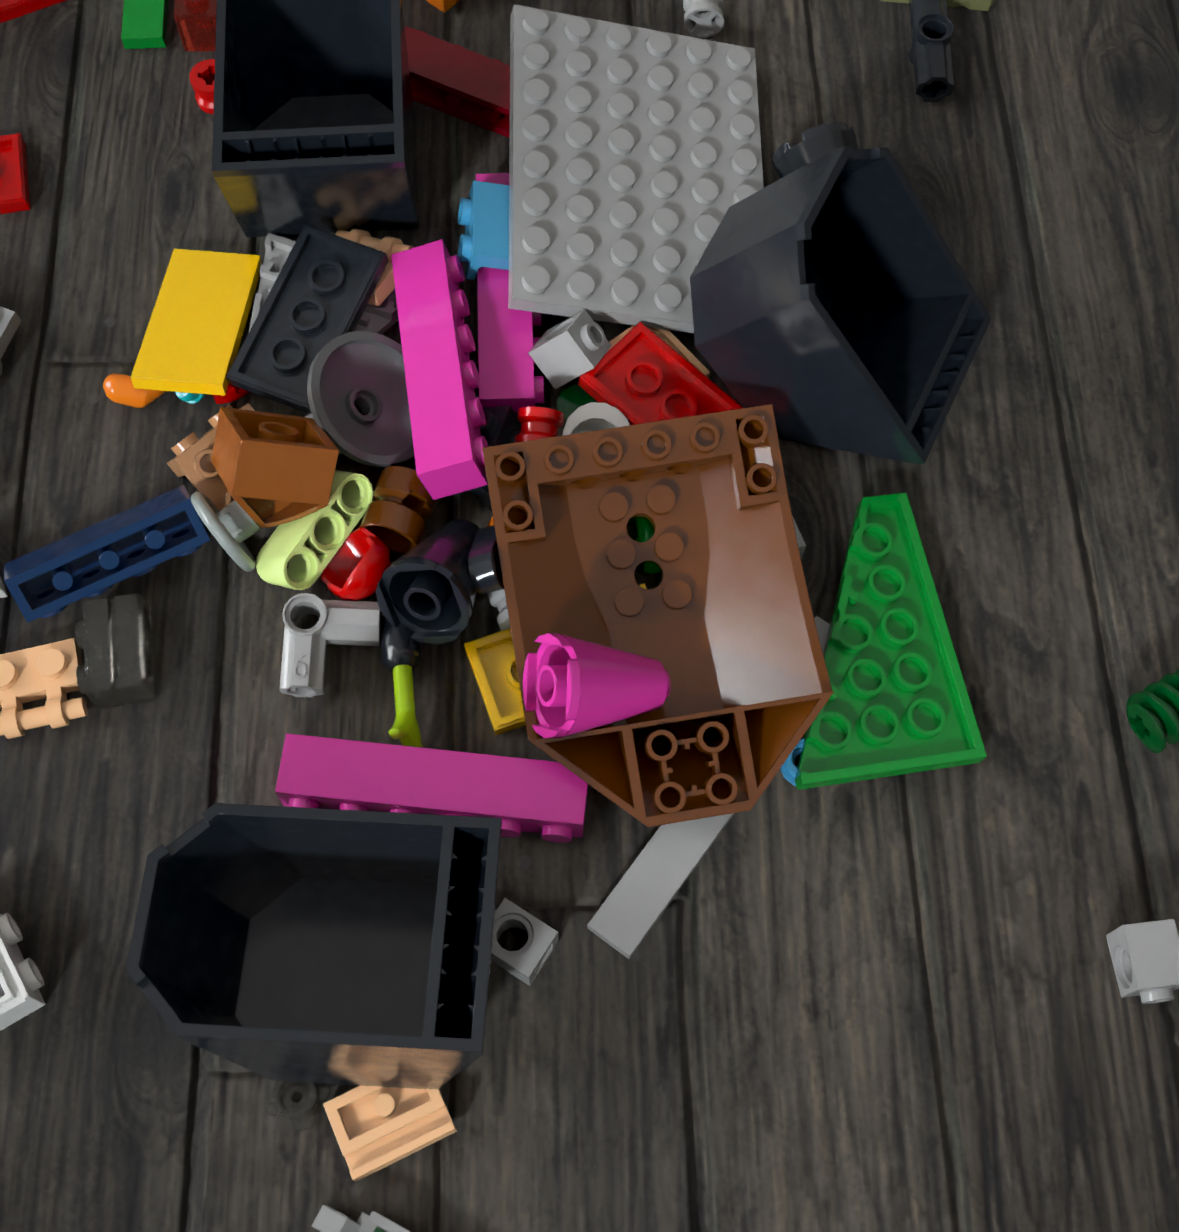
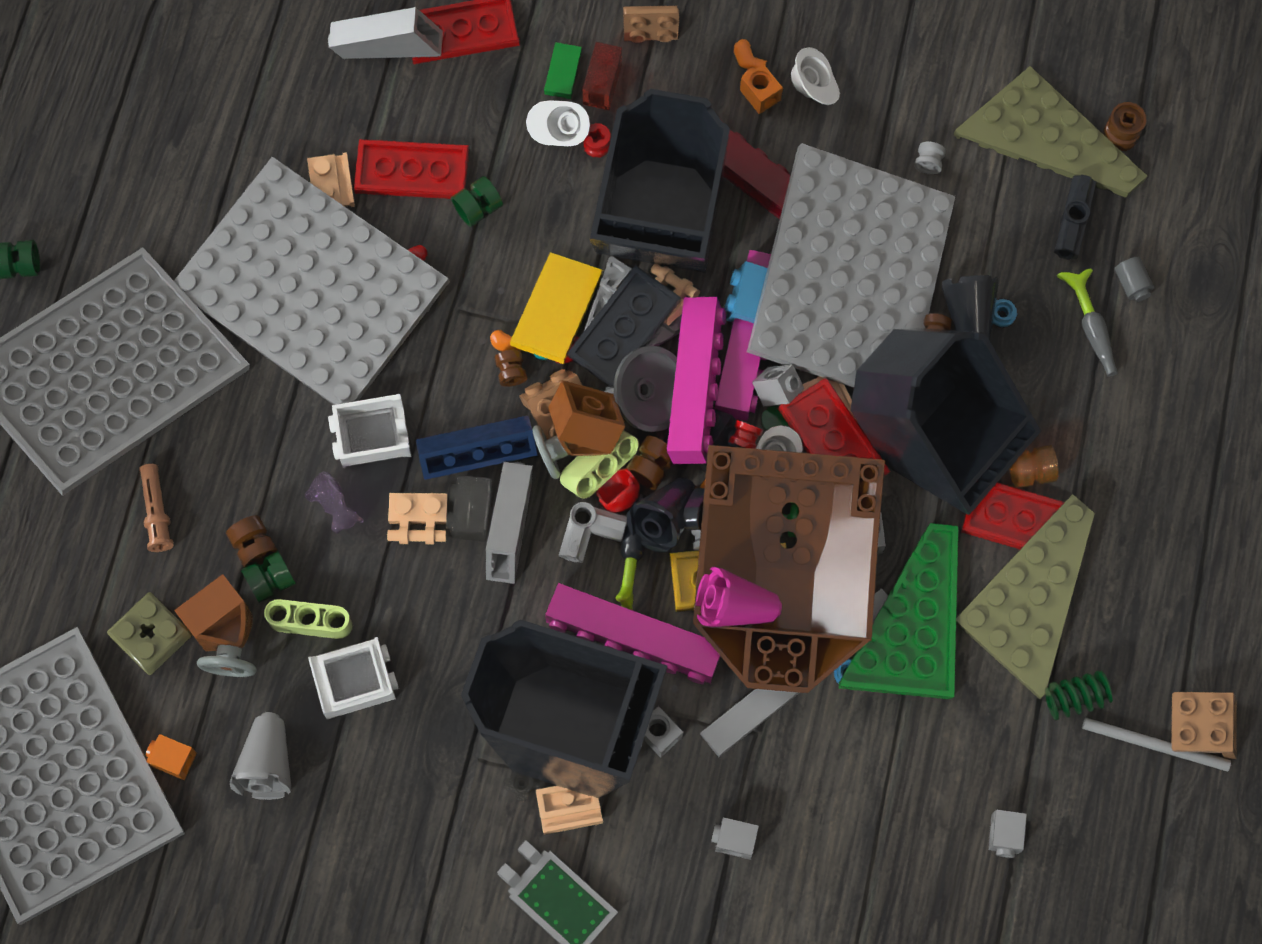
camera: 15 degrees right, 5 degrees up
(35, 211) = (468, 206): none -> dark green wheel
(141, 418) = (510, 368): none -> reddish brown wheel
(148, 70) = (558, 123): none -> white piece
(182, 661) = (508, 522): none -> light grey slope
(696, 1095) = (735, 838): none -> light grey brick
(995, 378) = (1033, 466): none -> clear orange wheel
(1002, 170) = (1092, 322): none -> dark grey piece
(1007, 466) = (1010, 515): none -> red tile
(1041, 101) = (1134, 279): none -> dark grey brick
(1050, 579) = (1027, 602): none -> olive wing

